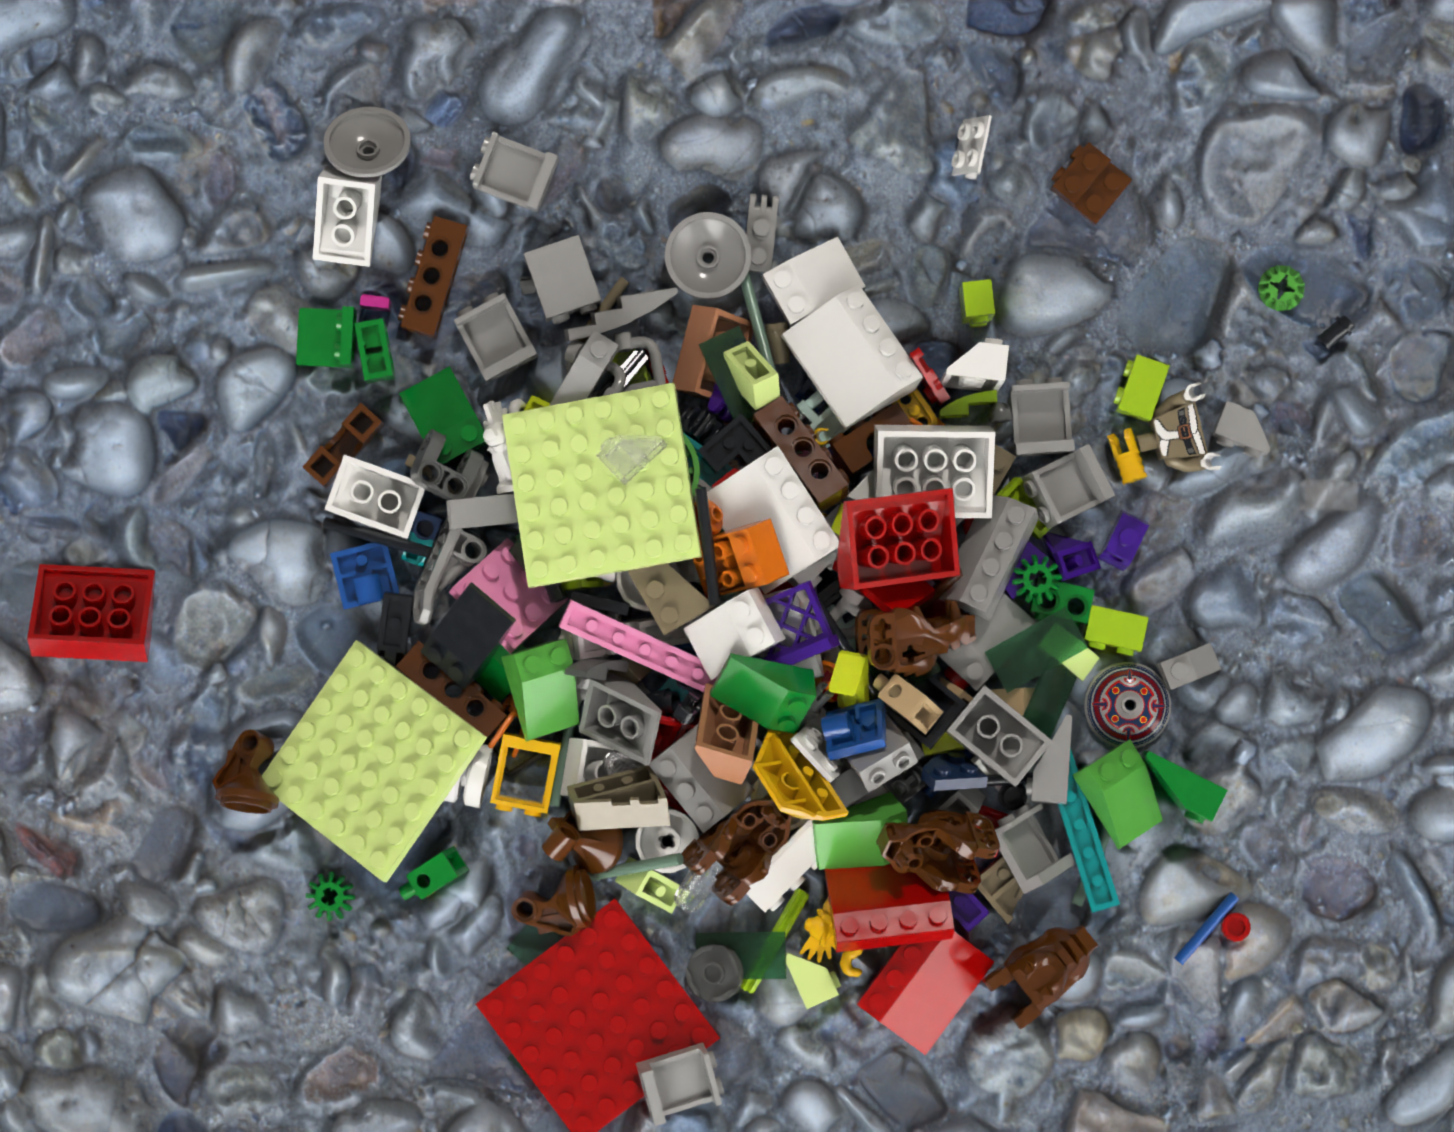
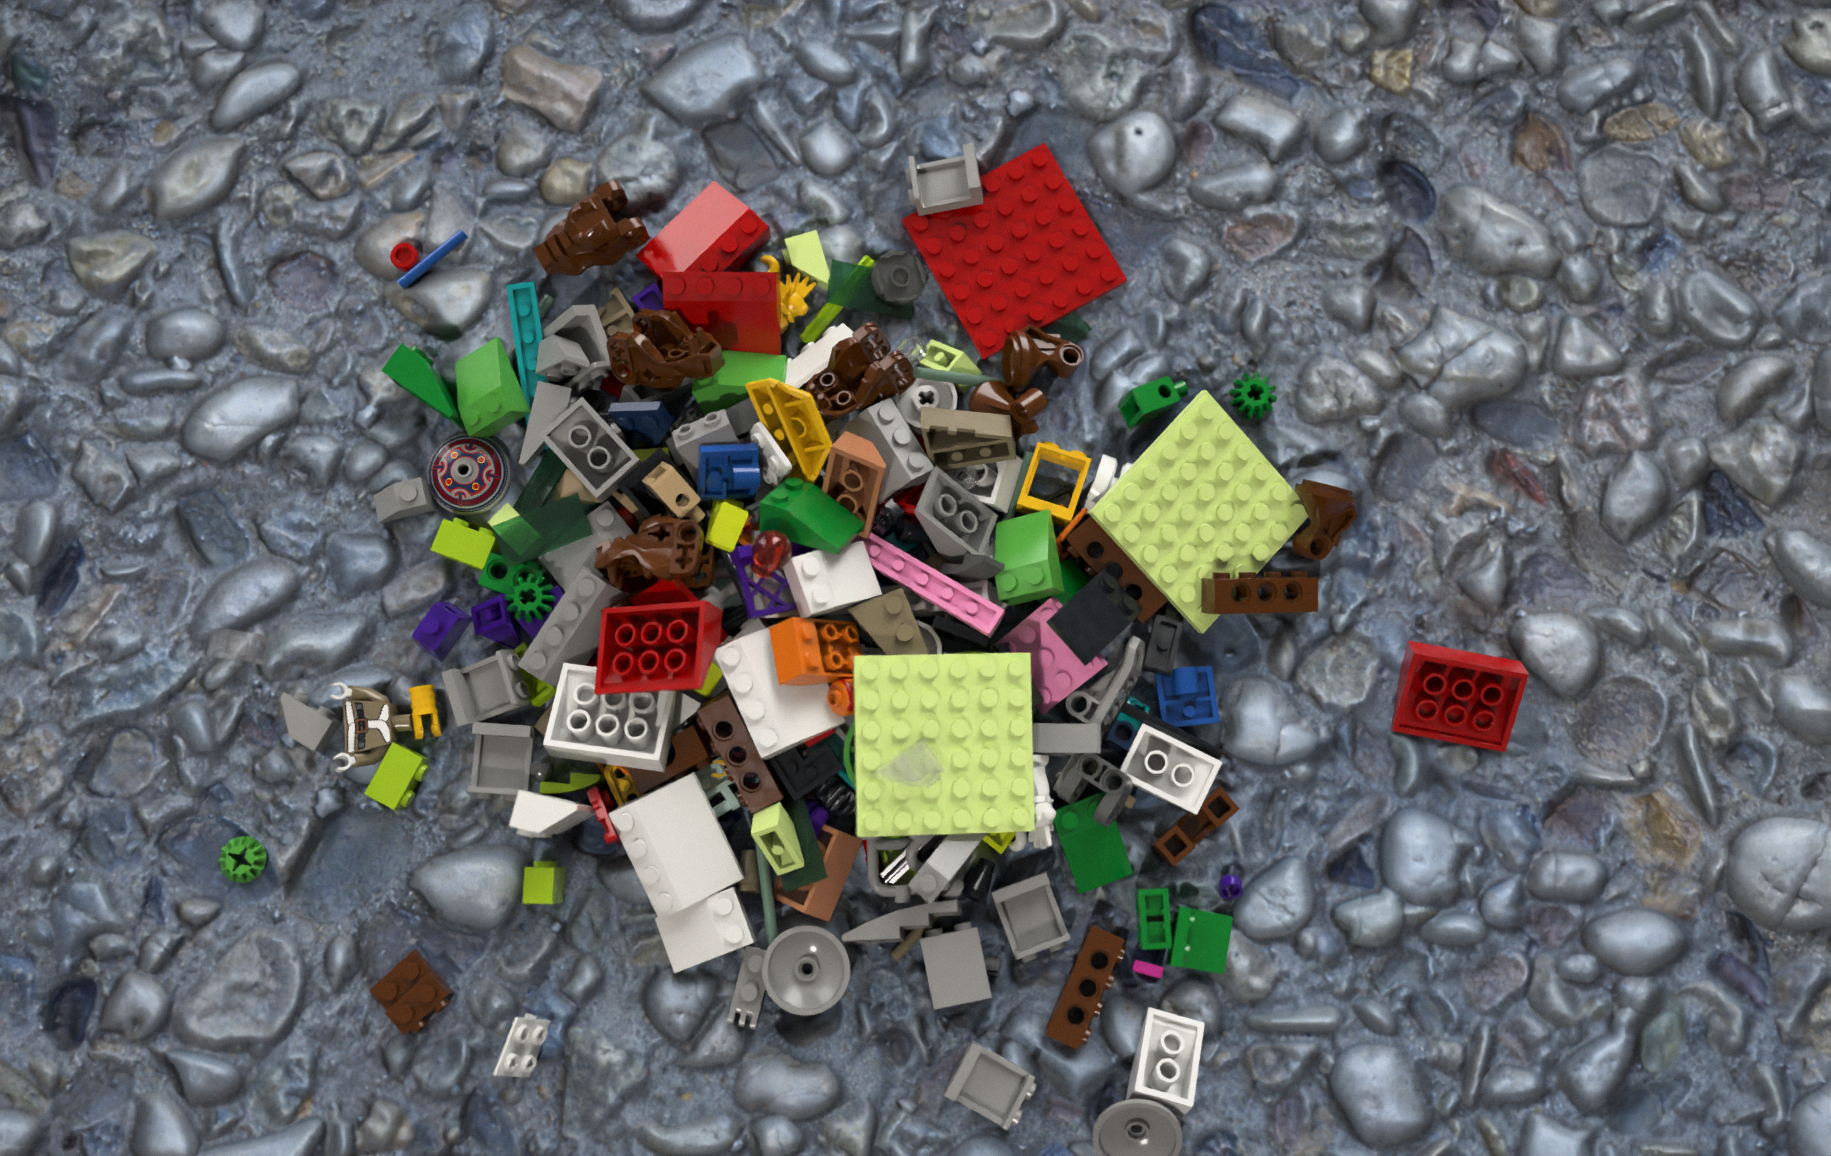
camera: 170 degrees left, 5 degrees down
(261, 687) = (1300, 597): none -> reddish brown brick
(301, 393) = (1236, 886): none -> dark purple hinge
(550, 365) = (978, 880): none -> black cone
(707, 546) = (845, 666): black bar -> none
(797, 645) = (770, 553): none -> clear red piece
(1049, 832) = (560, 358): none -> light grey slope
(1336, 332) = (196, 807): black pin -> none

